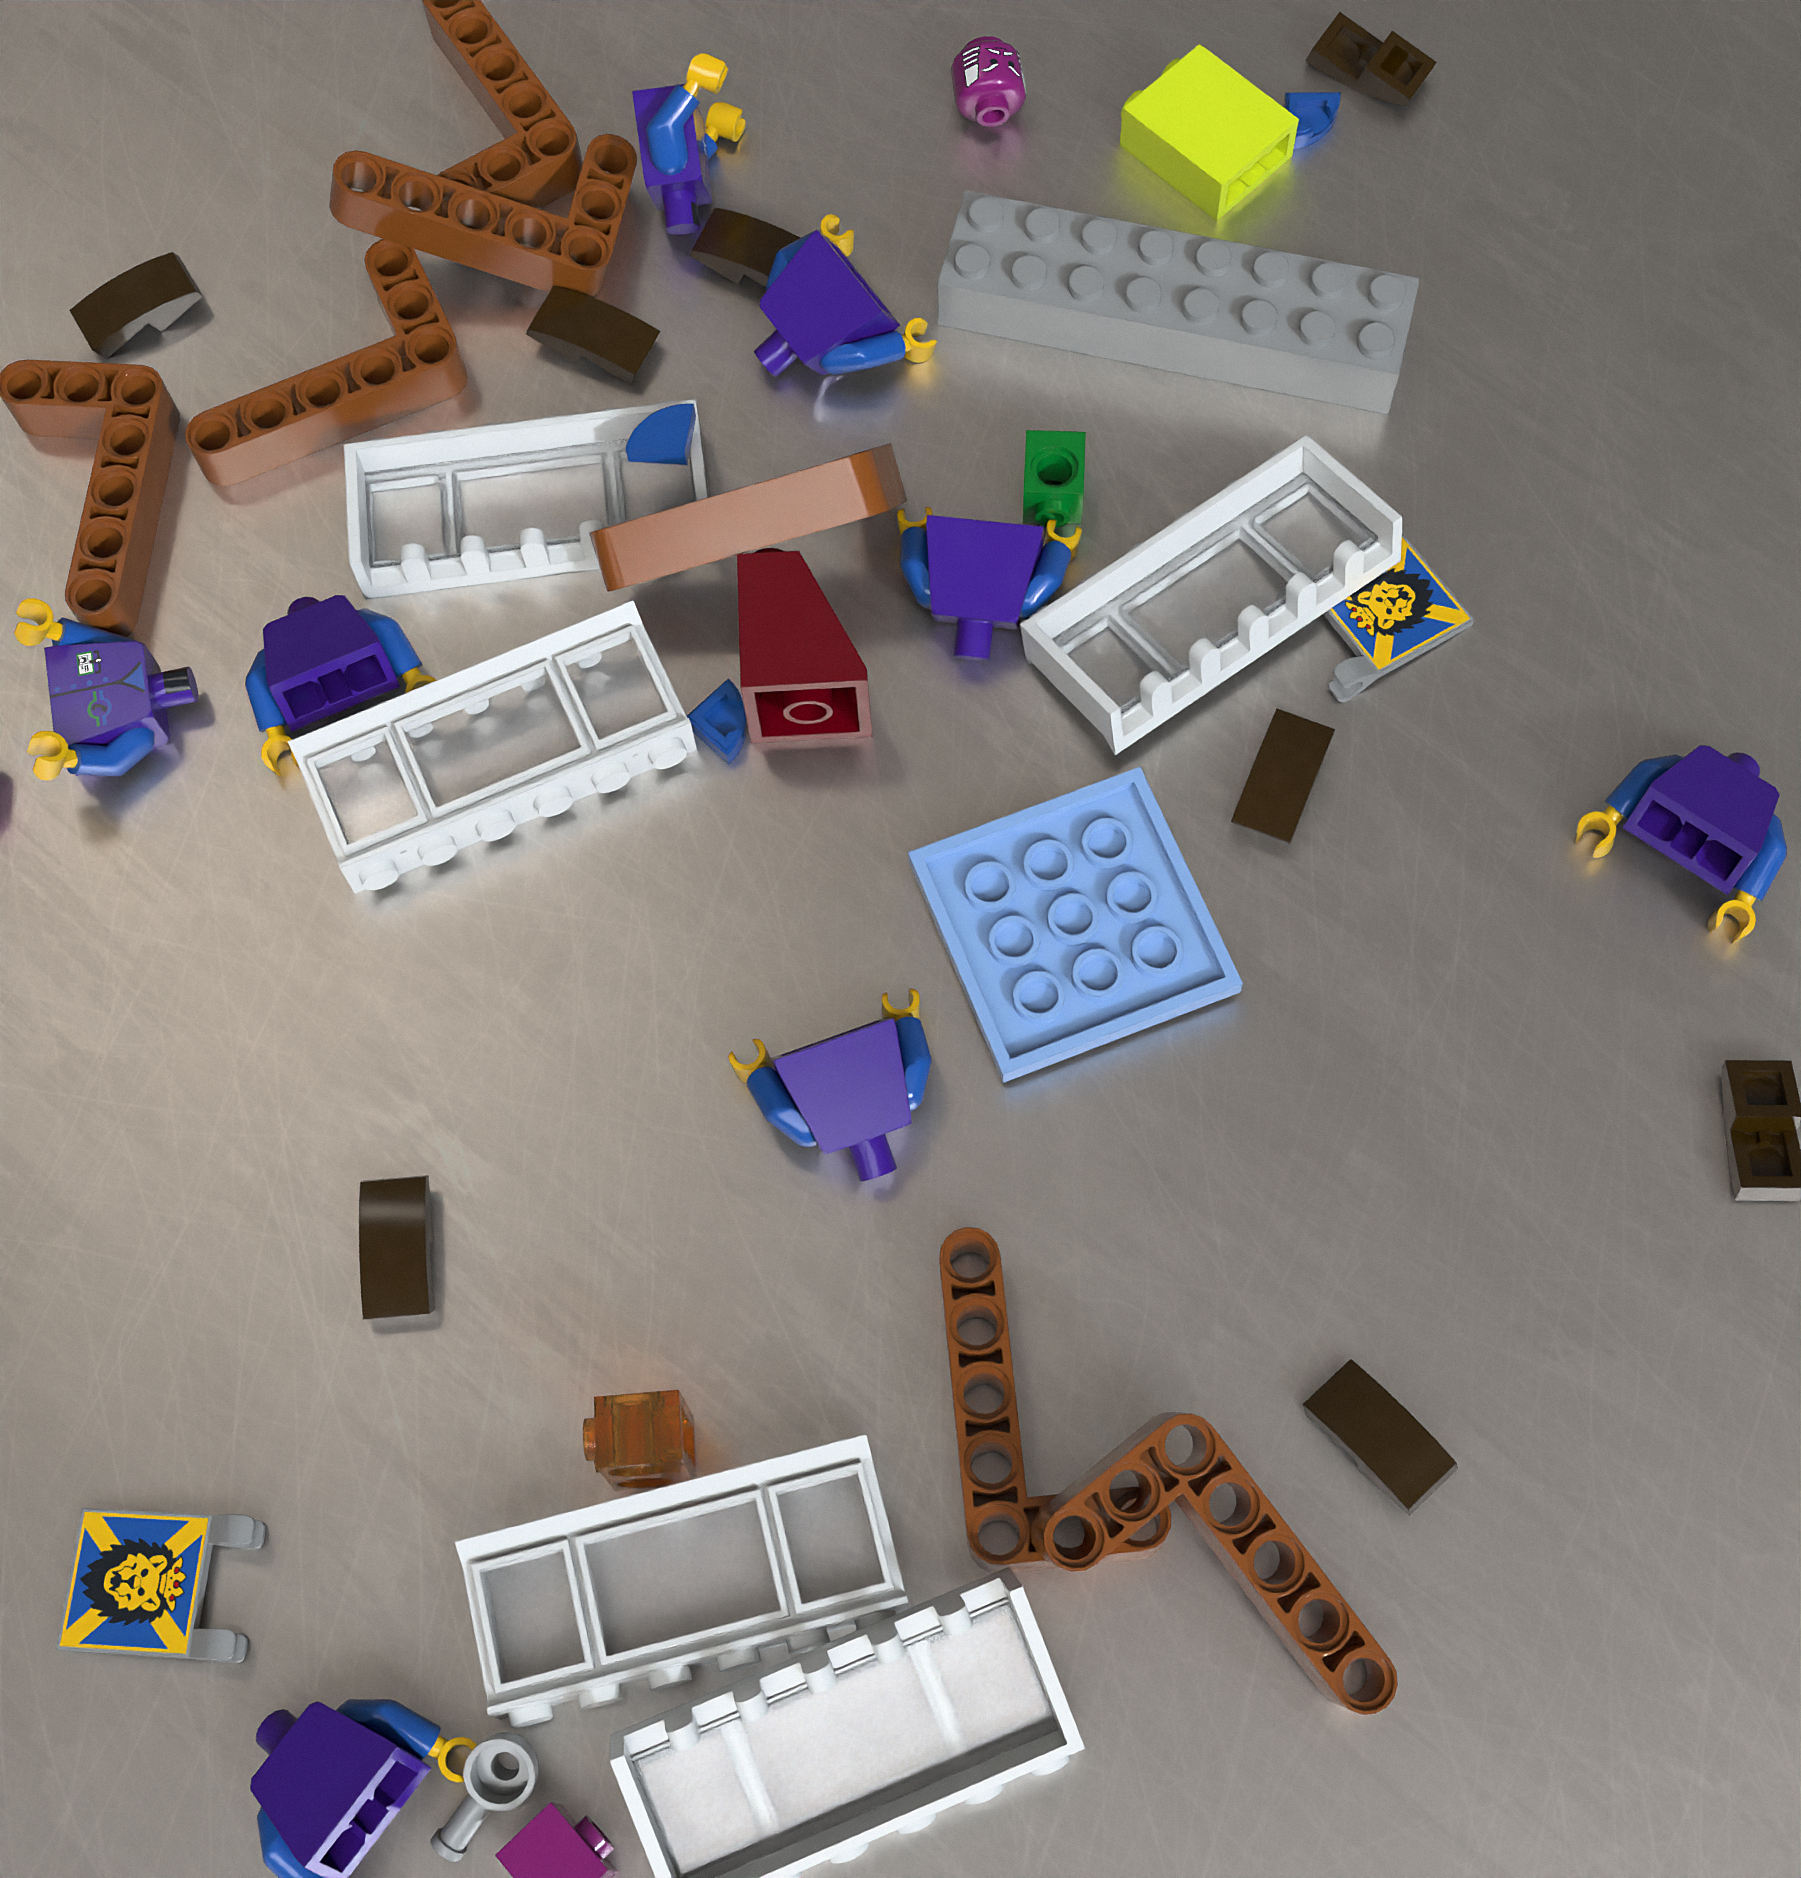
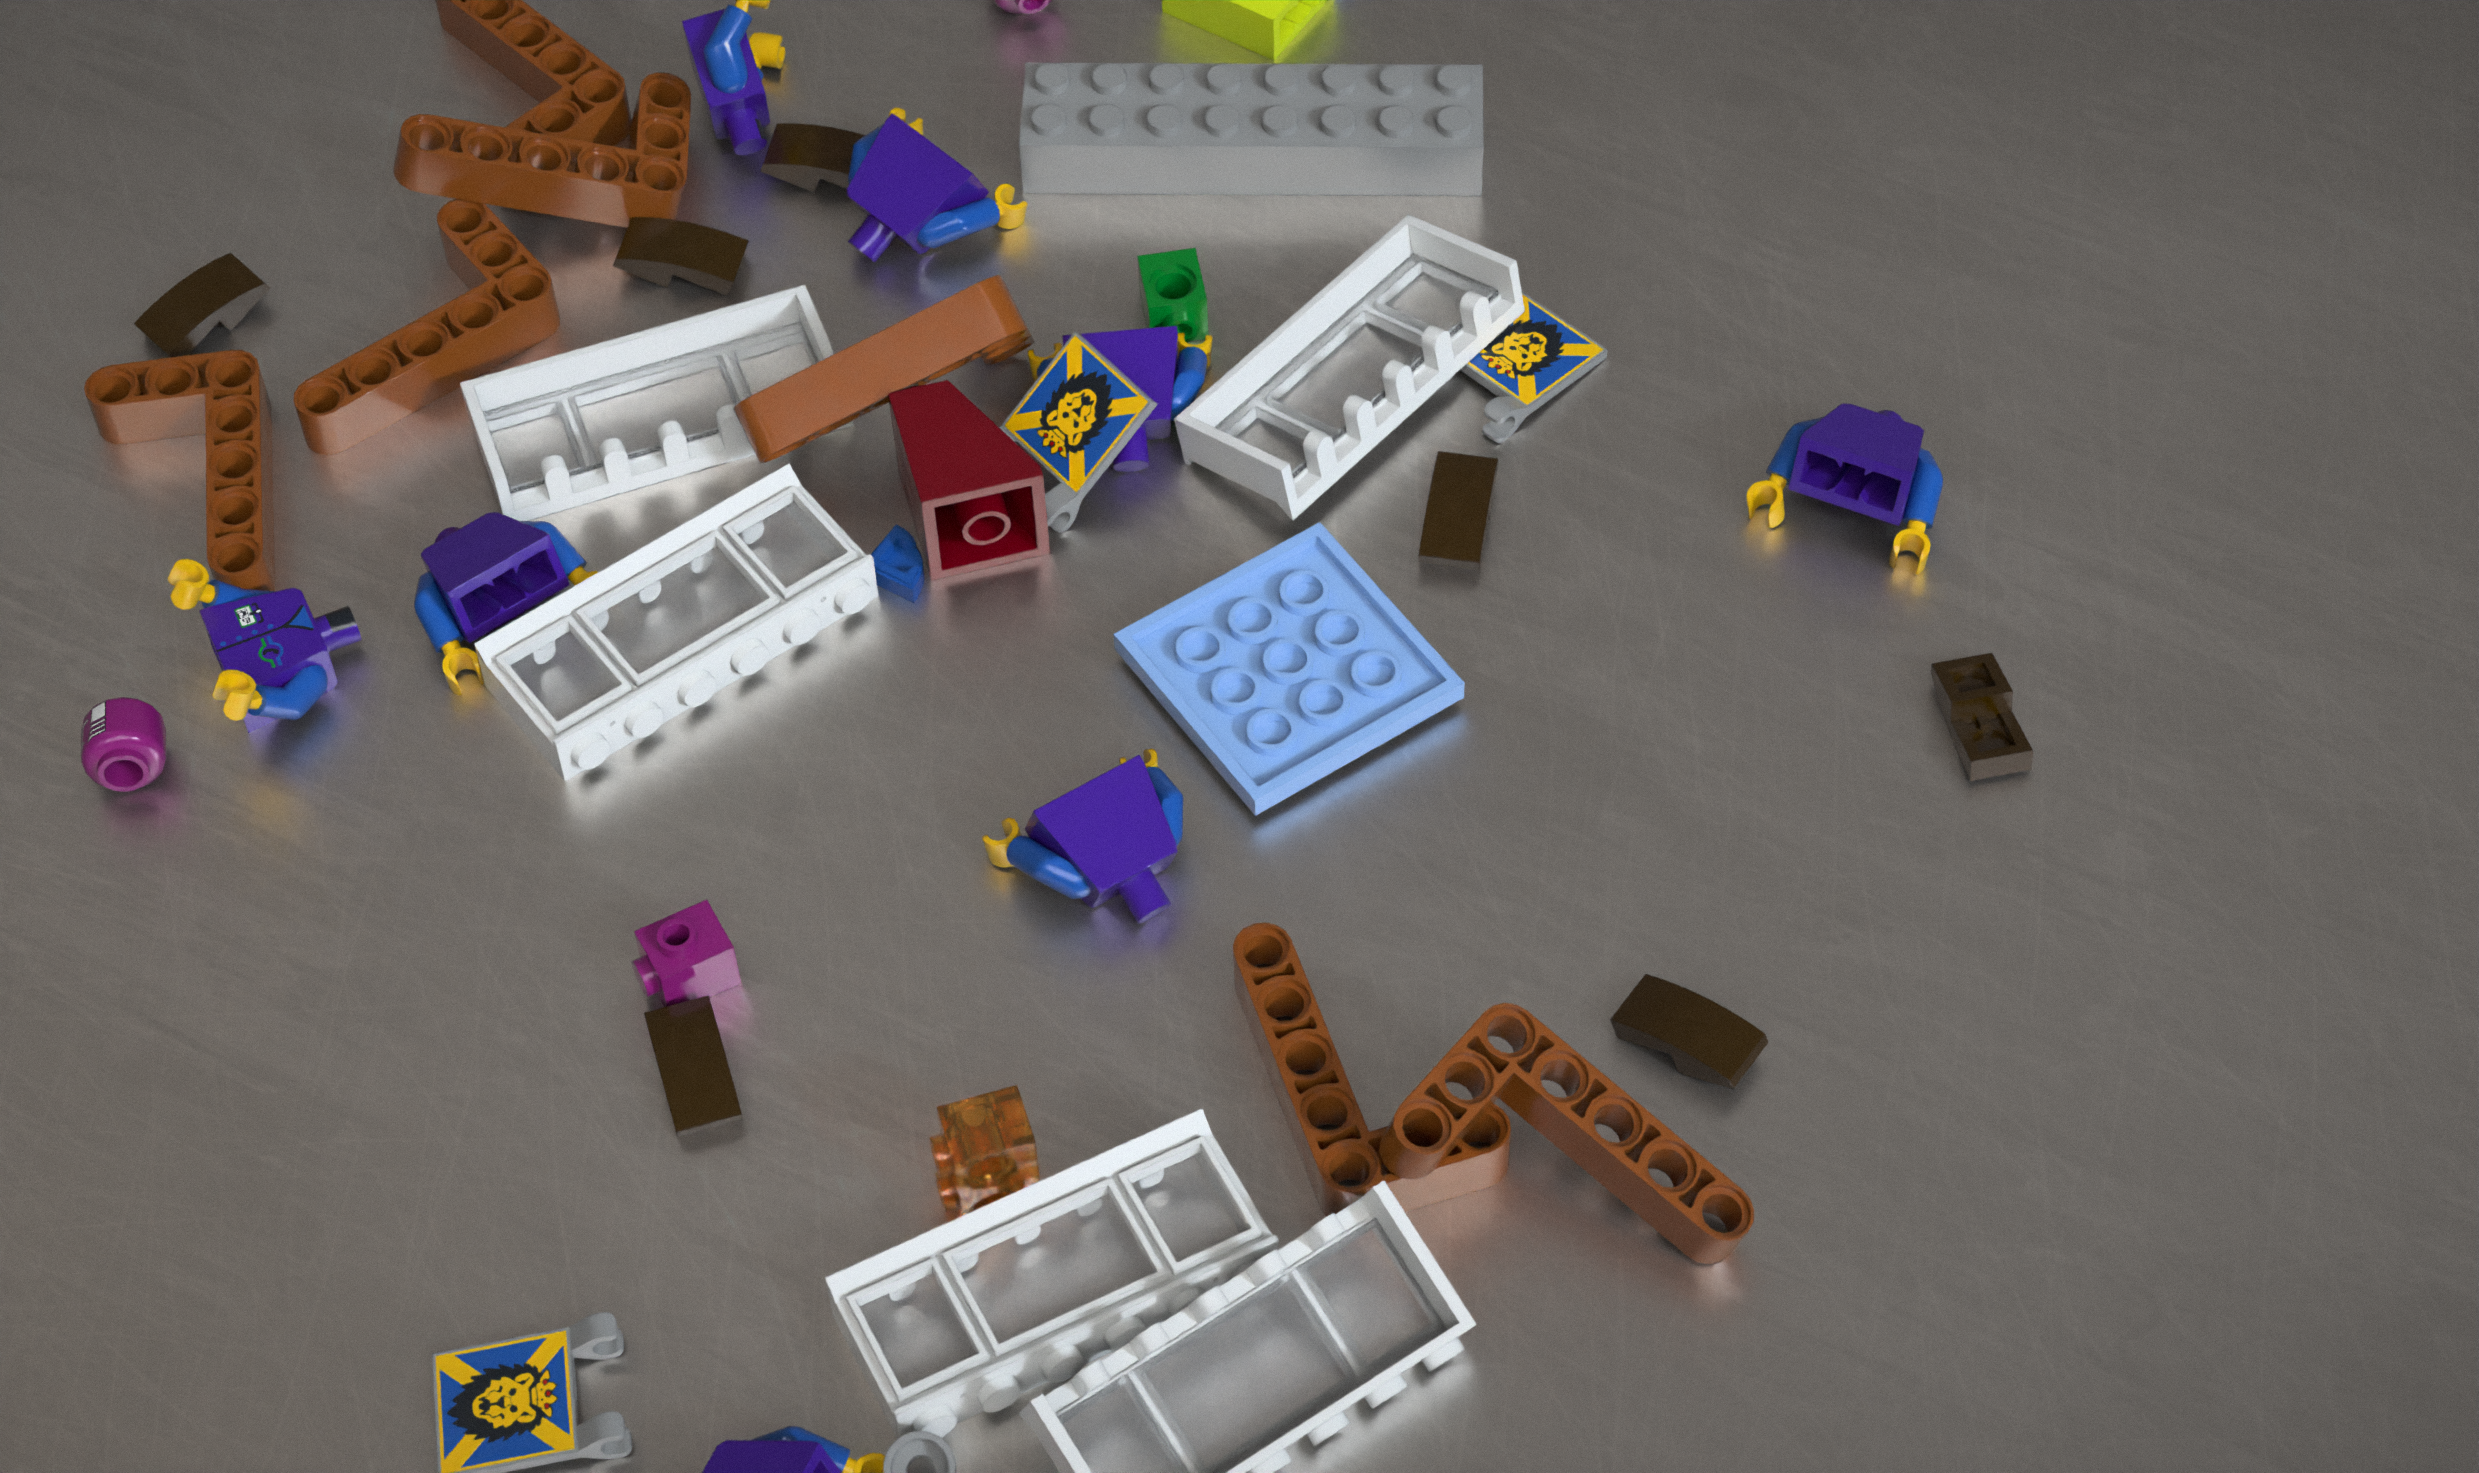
camera: 15 degrees left, 15 degrees down
(413, 1128) = (685, 956): none -> magenta brick
(663, 436) = (783, 318): blue tile -> none
(921, 610) = (1077, 423): none -> flag

